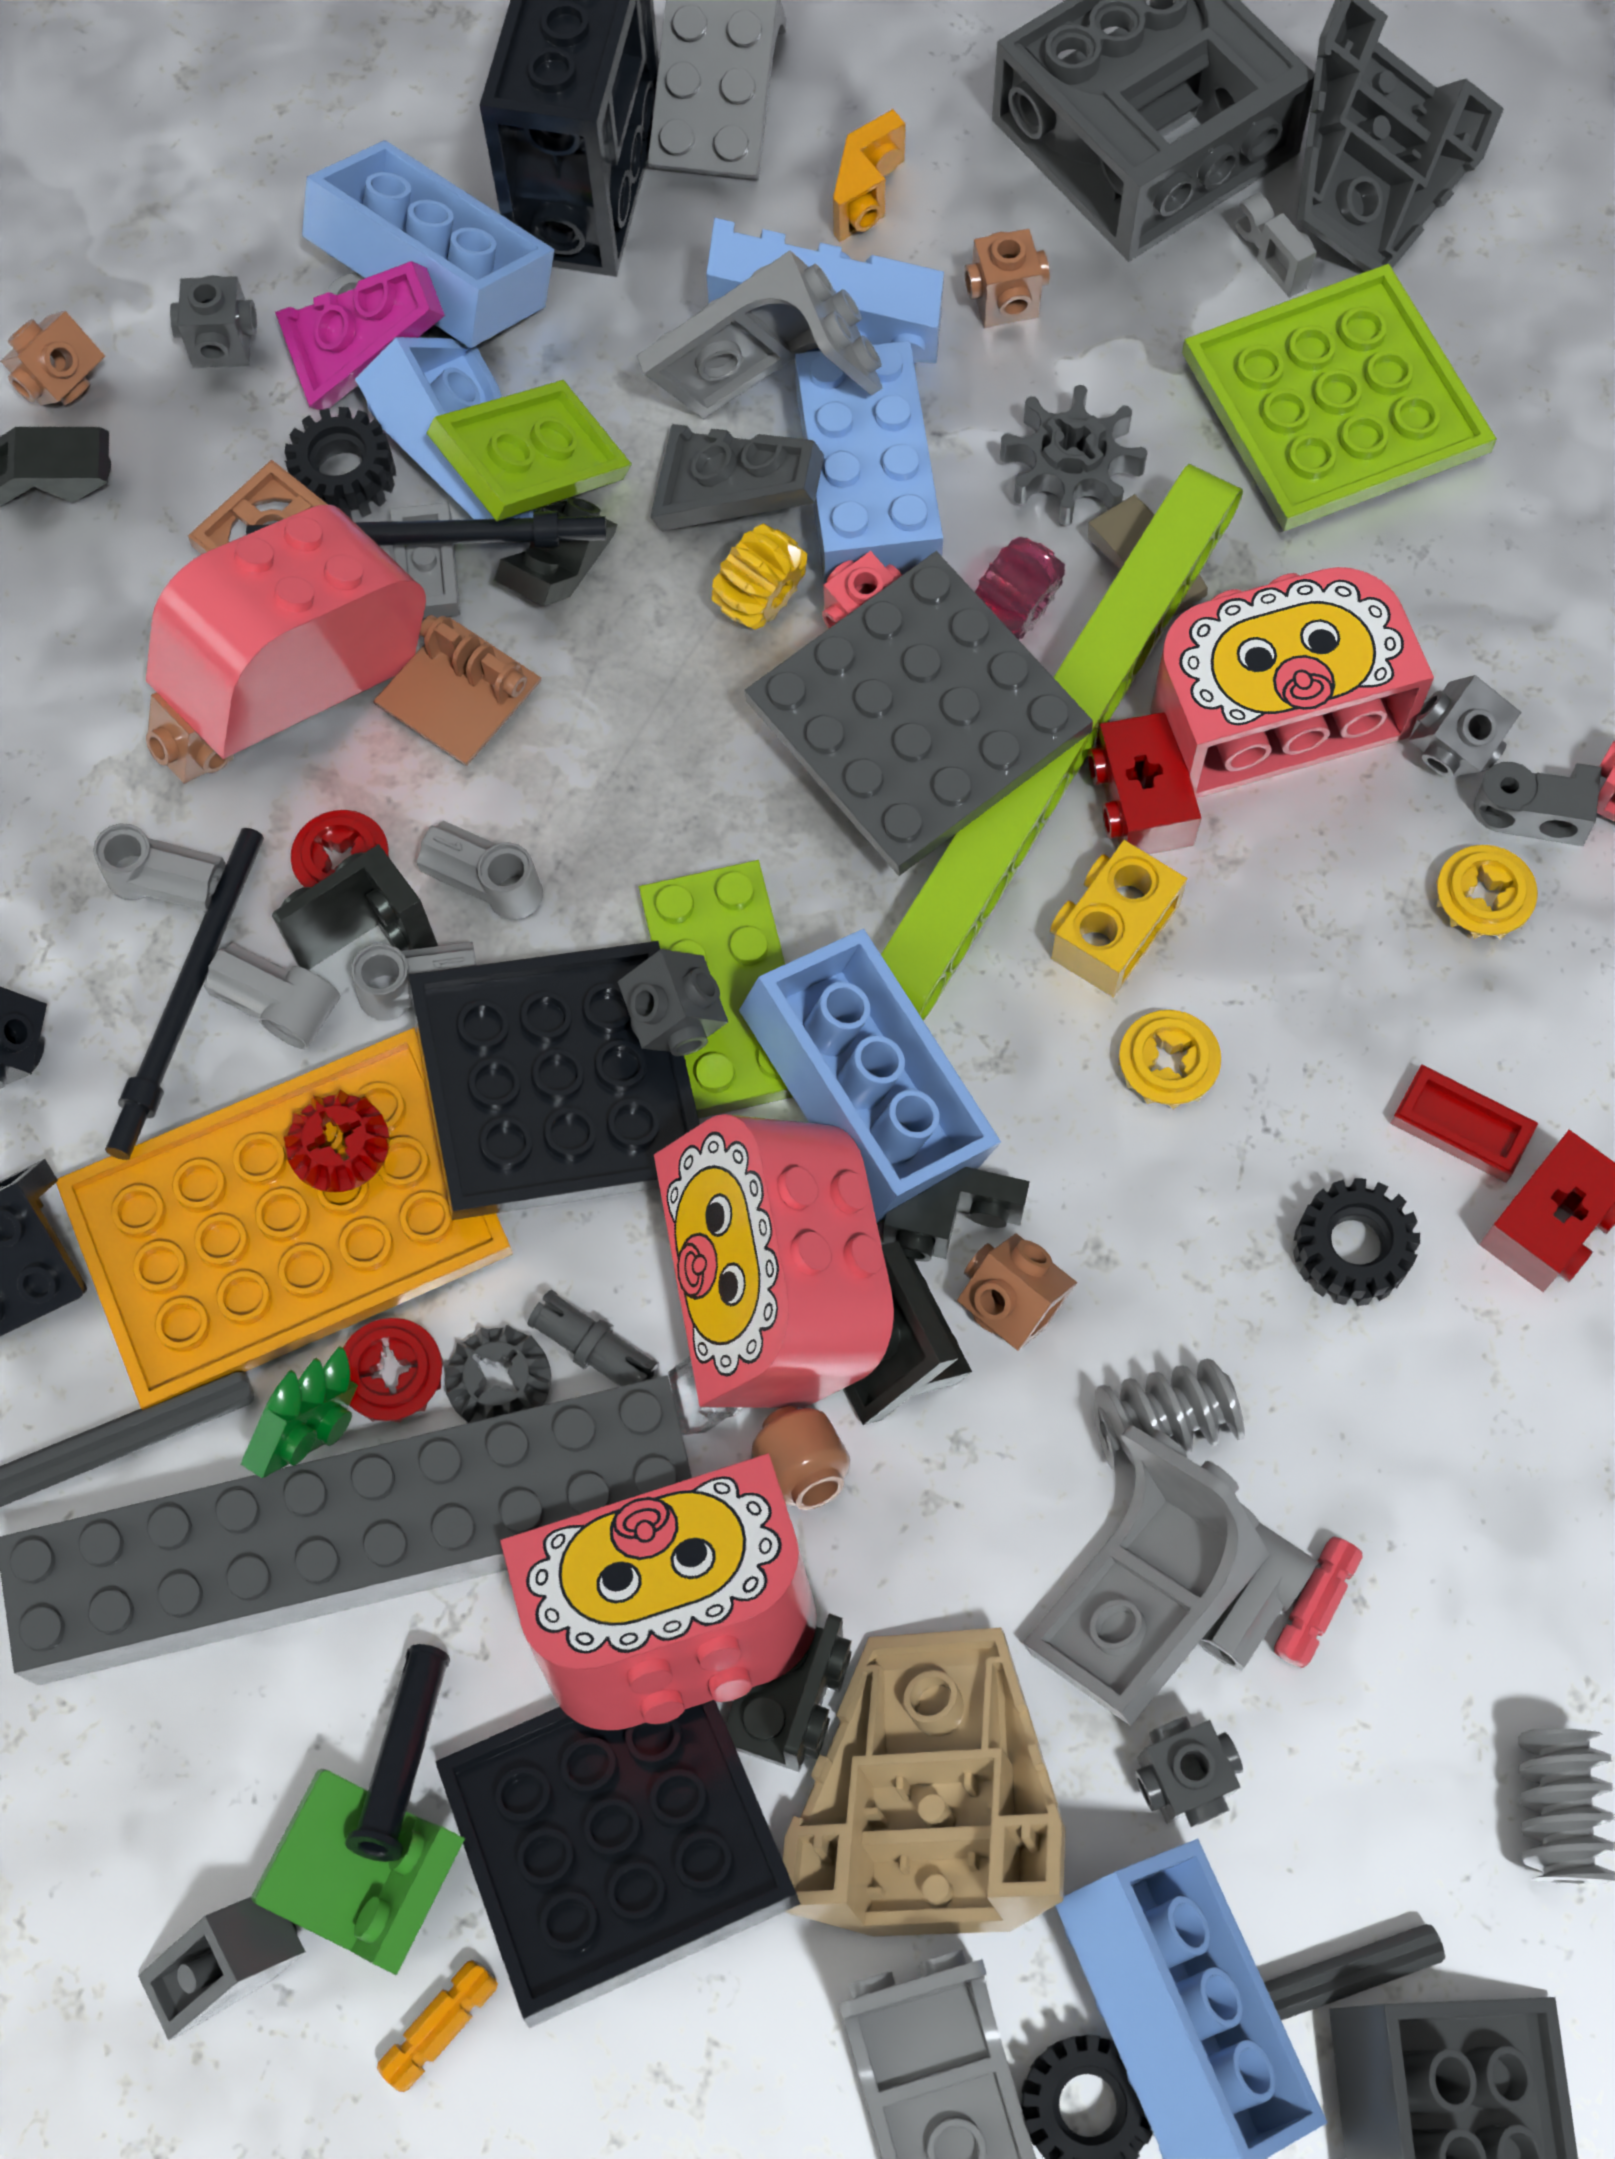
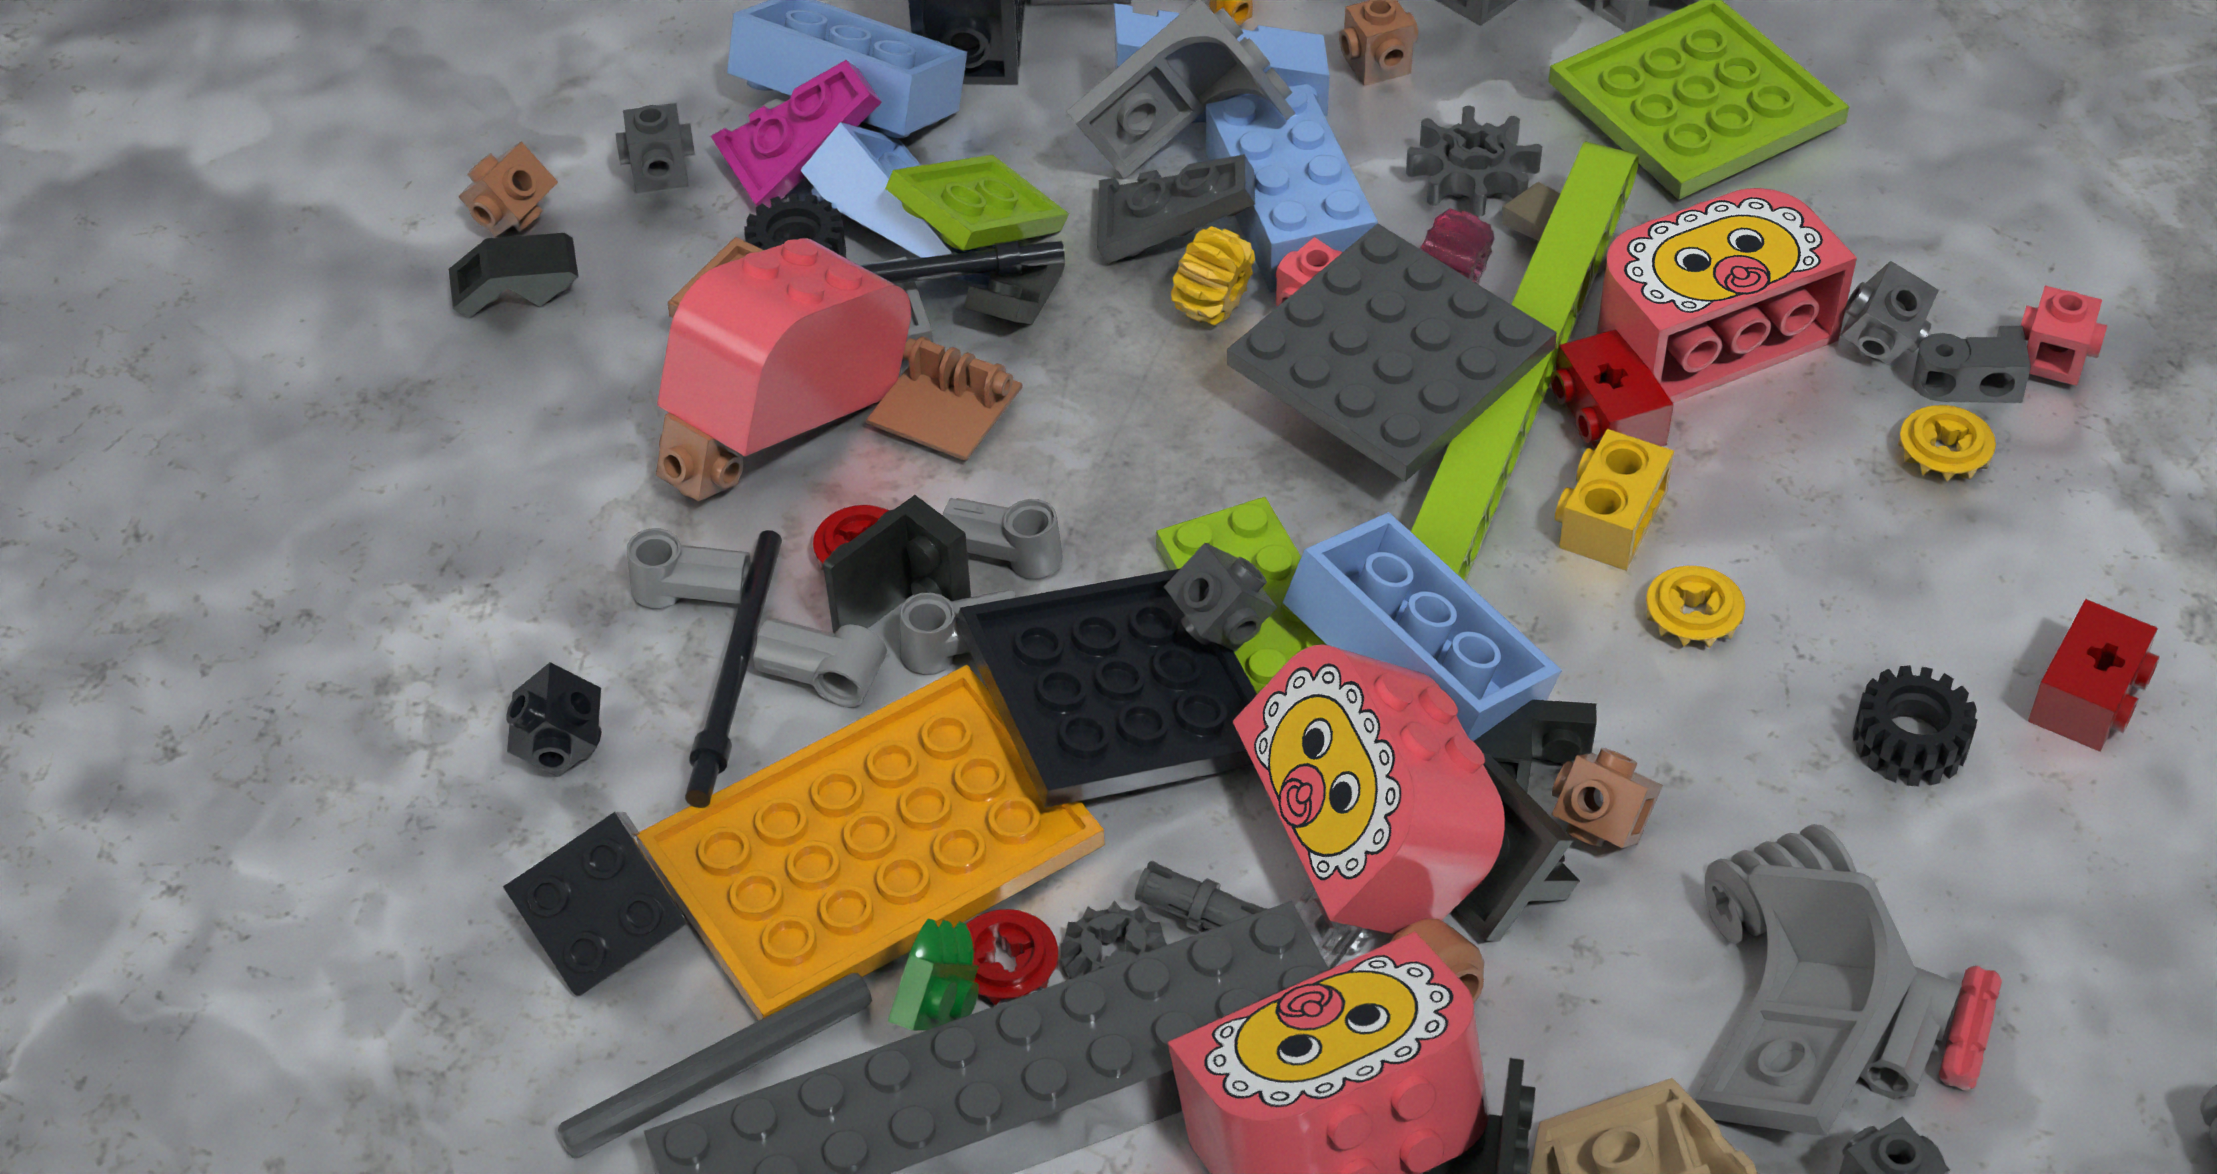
camera: 10 degrees left, 20 degrees down
(365, 1146) = (909, 781): red gear -> none
(1464, 1123) = (1984, 624): red tile -> none

